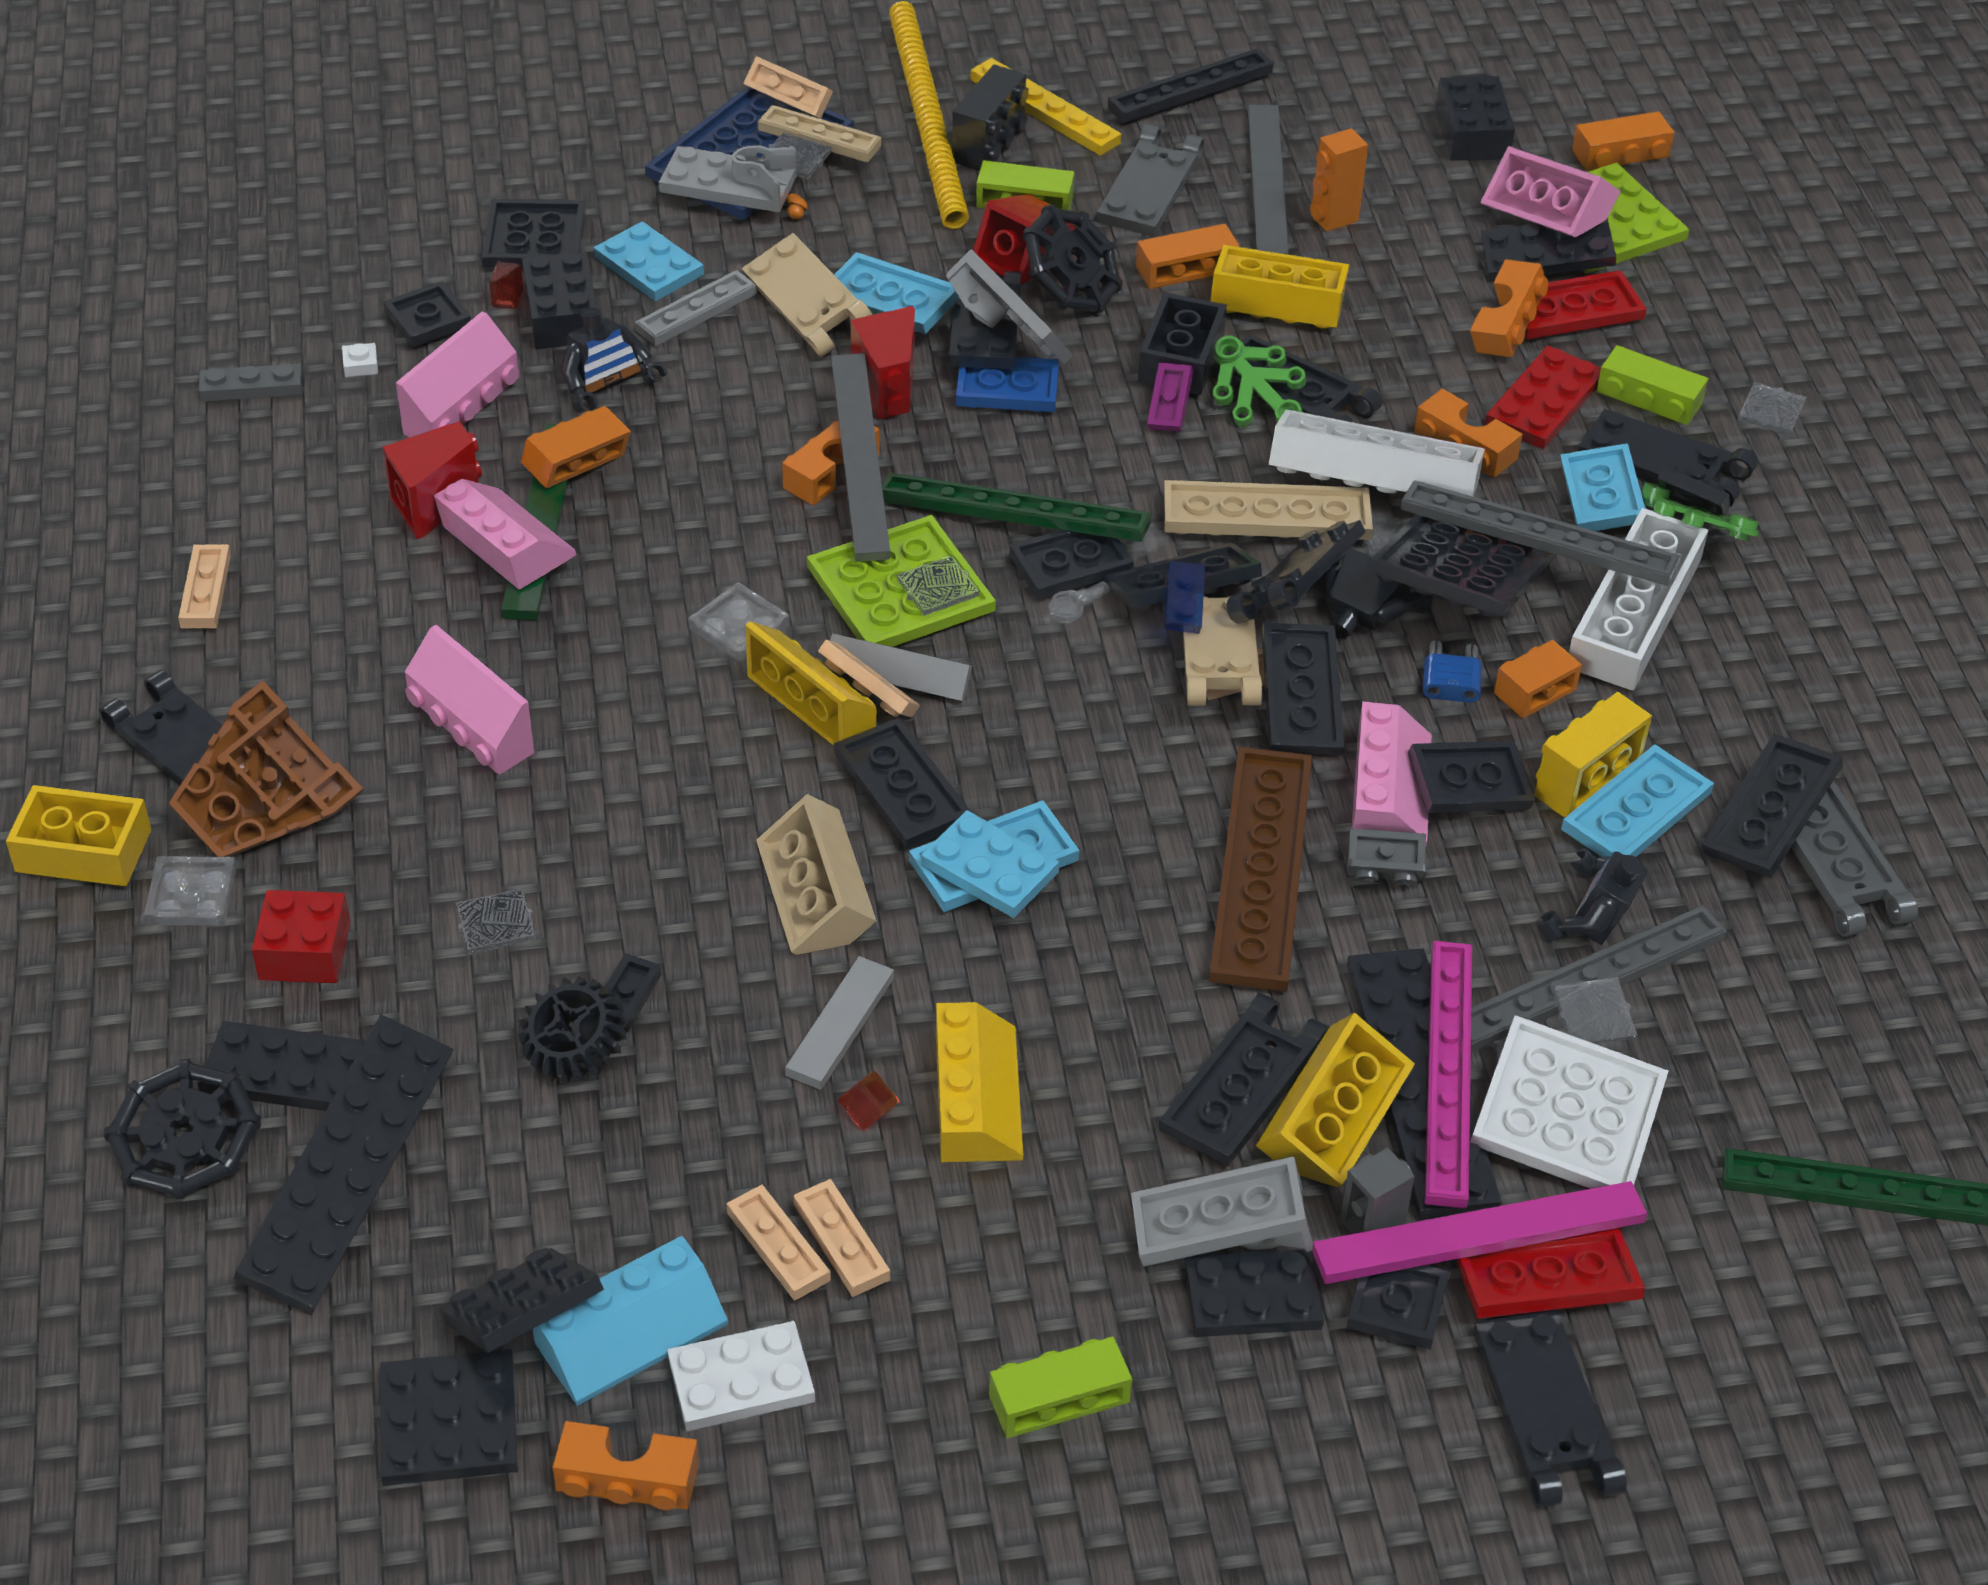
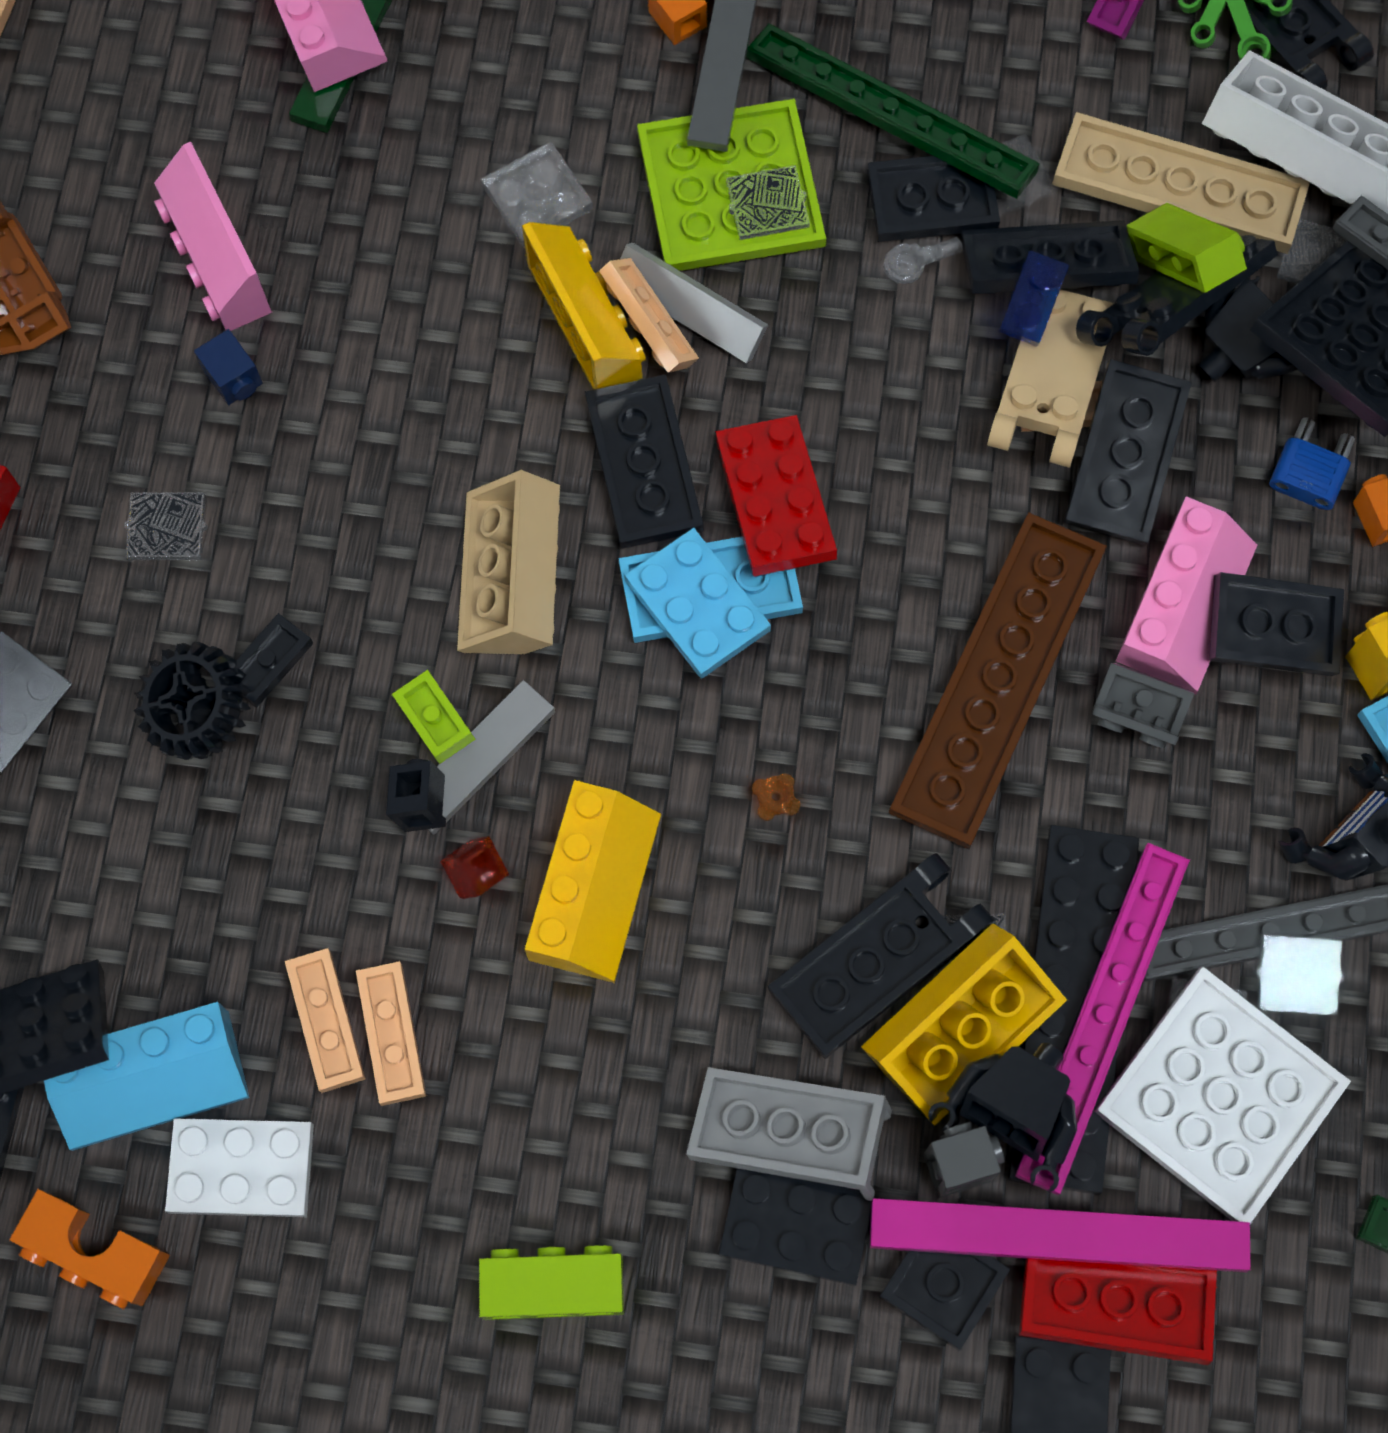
camera: 20 degrees right, 25 degrees up
(514, 791) = (228, 367): none -> dark blue brick
(791, 997) = (433, 716): none -> lime plate
(802, 1050) = (416, 796): none -> black brick
(1025, 779) = (775, 495): none -> red plate
(1109, 990) = (779, 785): none -> clear orange plate
(1294, 537) = (1187, 247): none -> lime brick
(1413, 1129) = (1018, 1101): none -> black torso

